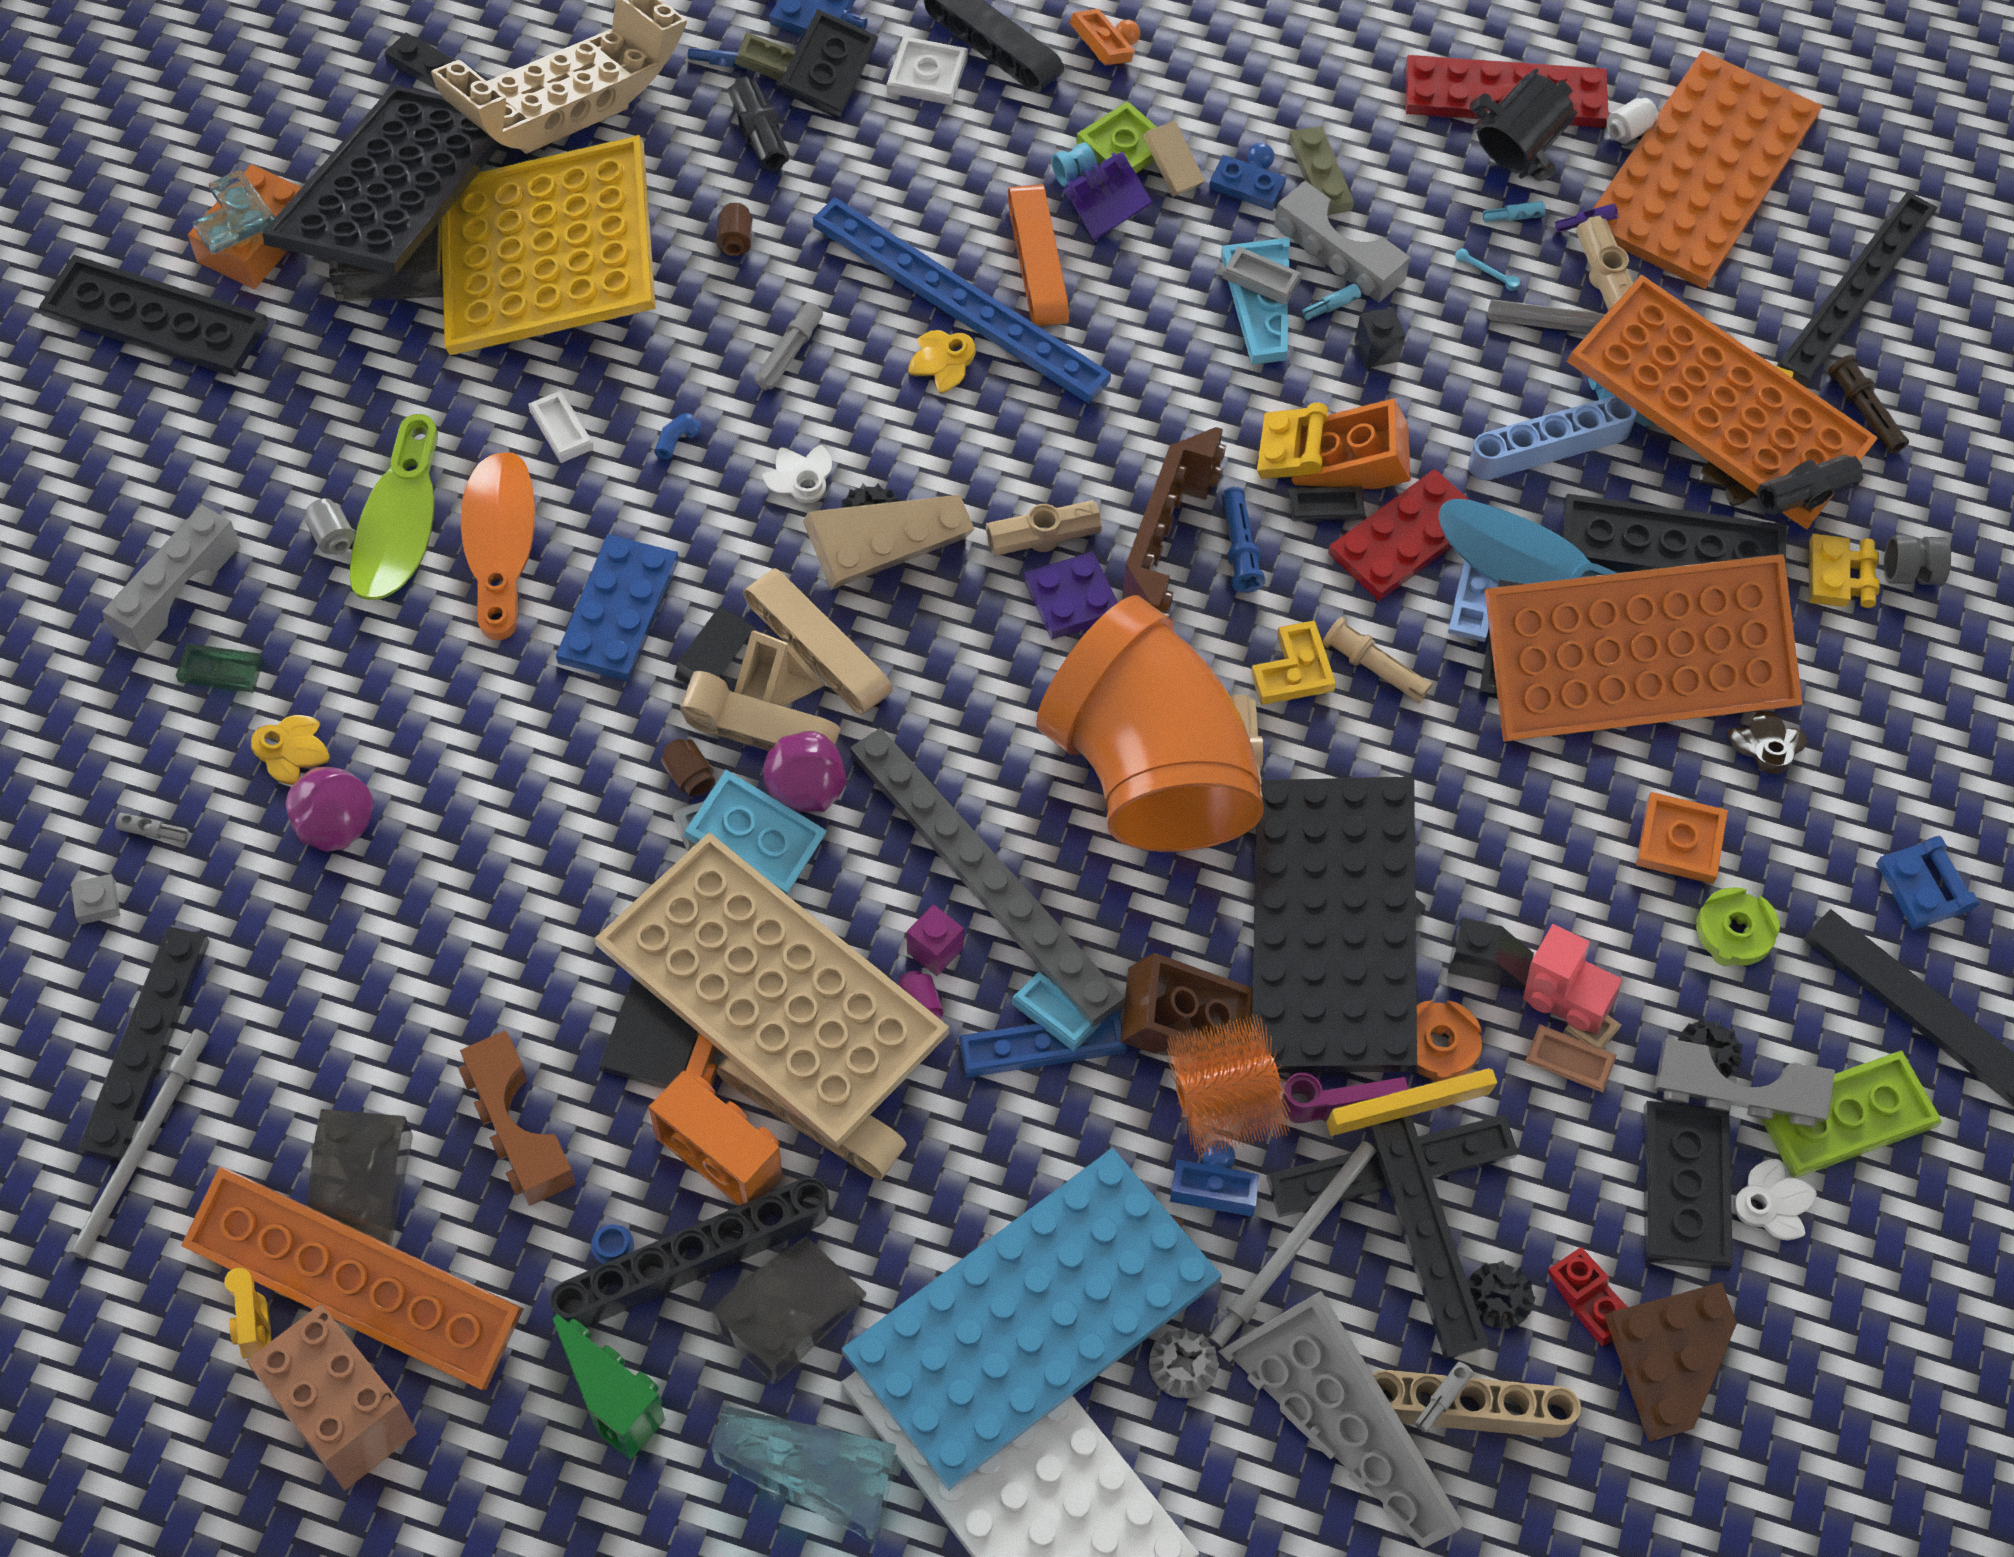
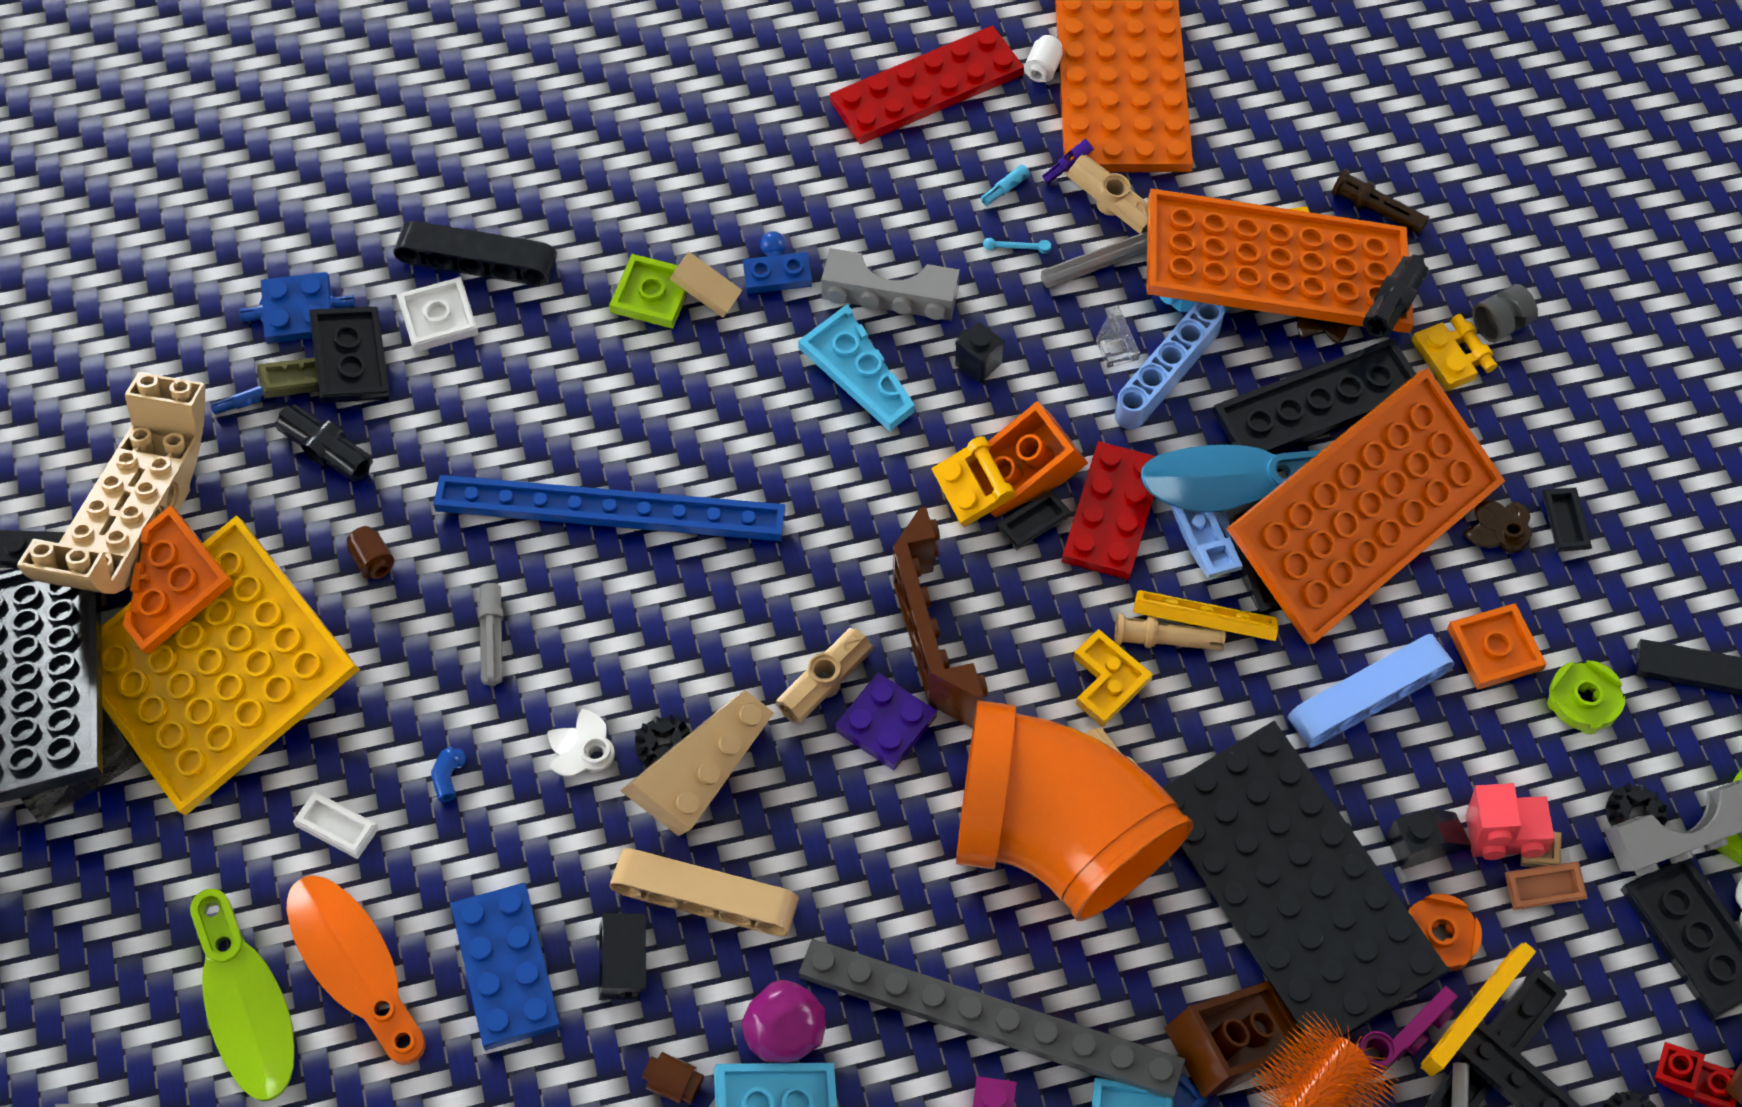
camera: 30 degrees left, 0 degrees up
(329, 526) = (188, 1049): light grey brick -> none
(555, 161) = (170, 581): none -> orange plate
(742, 718) = (701, 1001): tan beam -> none
(774, 672) = (688, 949): tan slope -> none
(940, 360) = (627, 573): yellow plate -> none
(1038, 255) = (650, 432): orange beam -> none
(1073, 164) = (625, 333): medium azure wheel -> none
(1106, 41) = (572, 207): orange plate -> none
(1108, 195) = (674, 347): dark purple hinge -> none
(1243, 552) = (999, 602): blue pin -> none
(1262, 275) = (850, 349): light grey tile -> none
(1321, 167) = (825, 226): olive plate -> none
(1332, 301) = (916, 339): medium azure piece -> none
(1423, 663) = (1206, 615): none -> yellow tile
(1519, 394) = (1116, 340): none -> clear tile
(1524, 124) = (971, 107): black container -> none
(1531, 808) = (1370, 690): none -> light blue beam
(1839, 770) = (1566, 519): none -> black tile
(1857, 288) = (1302, 111): black tile -> none
(1916, 888) = (1685, 583): blue plate -> none

